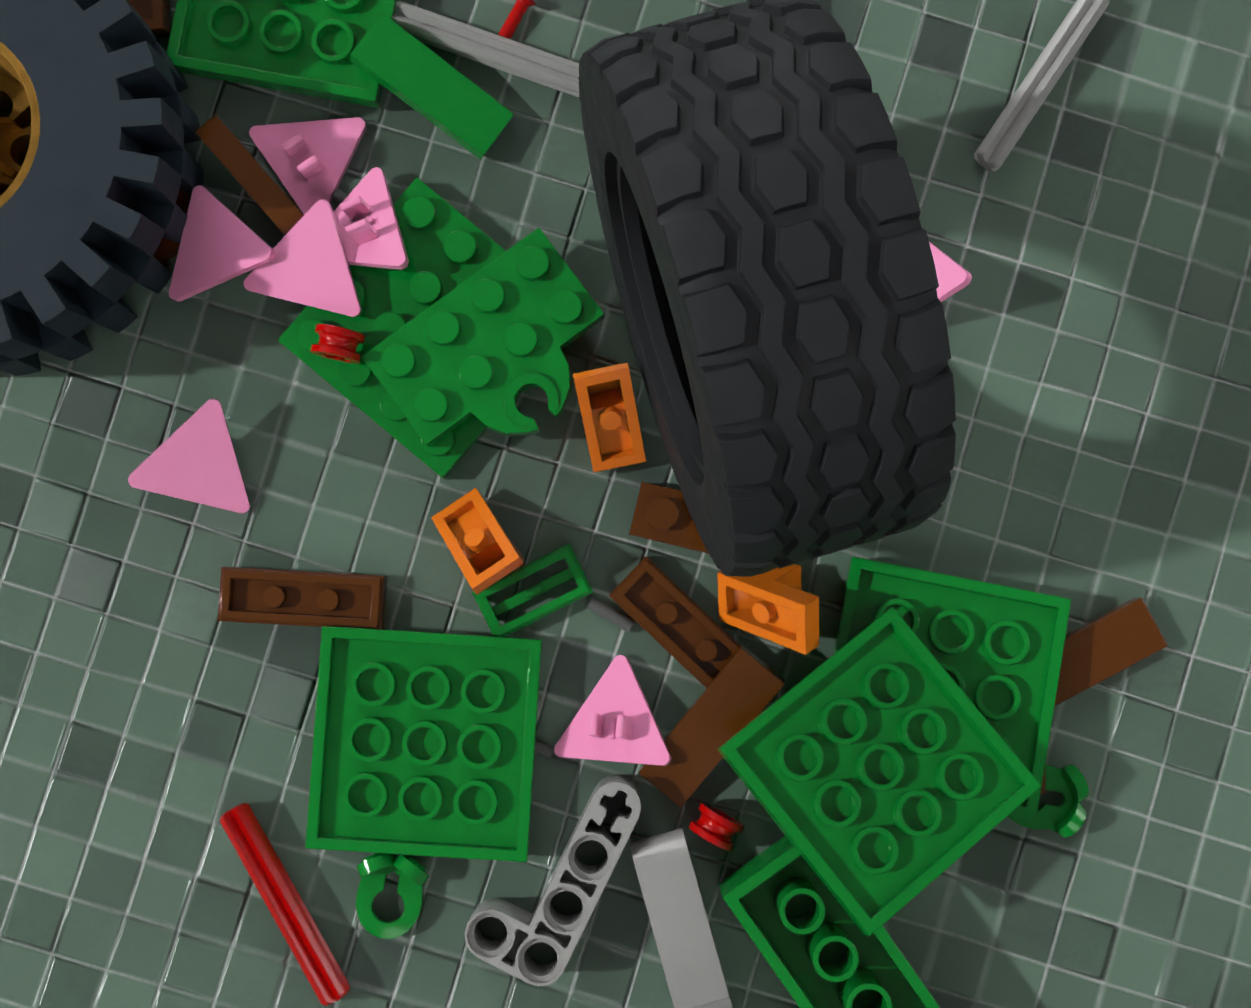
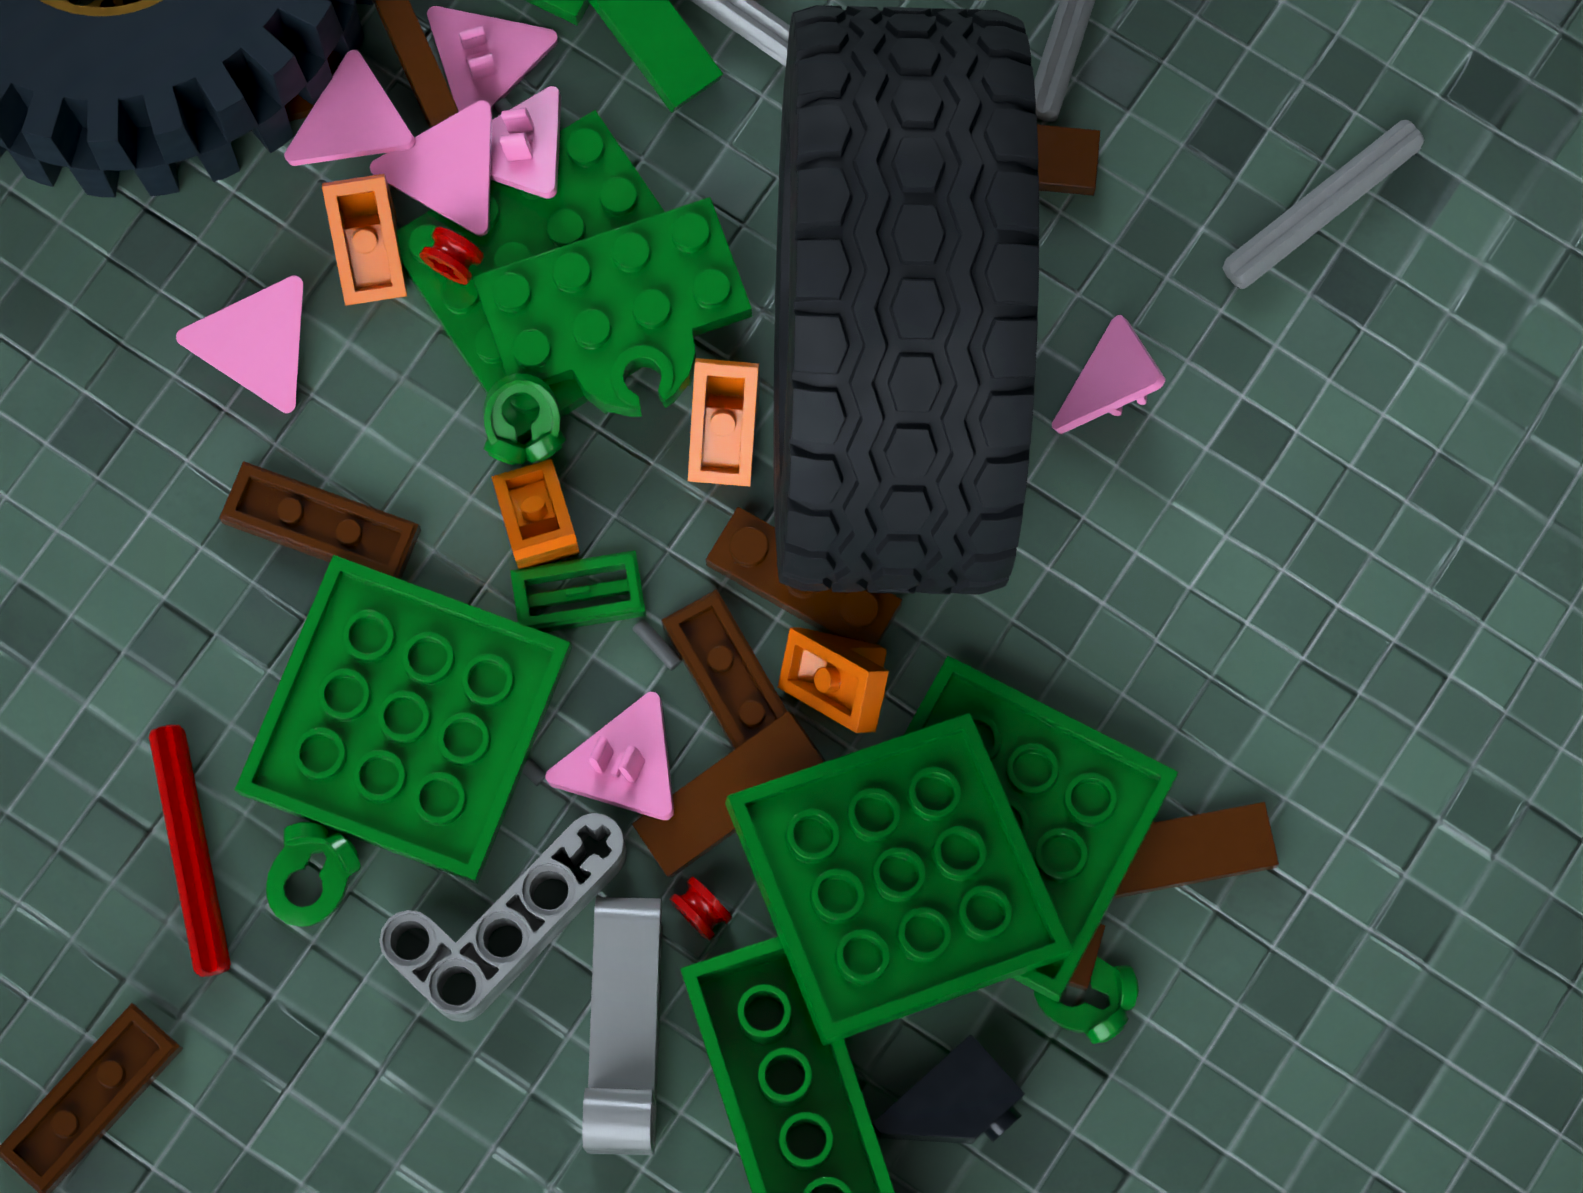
camera: 20 degrees right, 10 degrees down
(260, 349) = (365, 239): none -> orange slope
(427, 481) = (501, 433): none -> green piece
(967, 923) = (955, 1101): none -> black slope

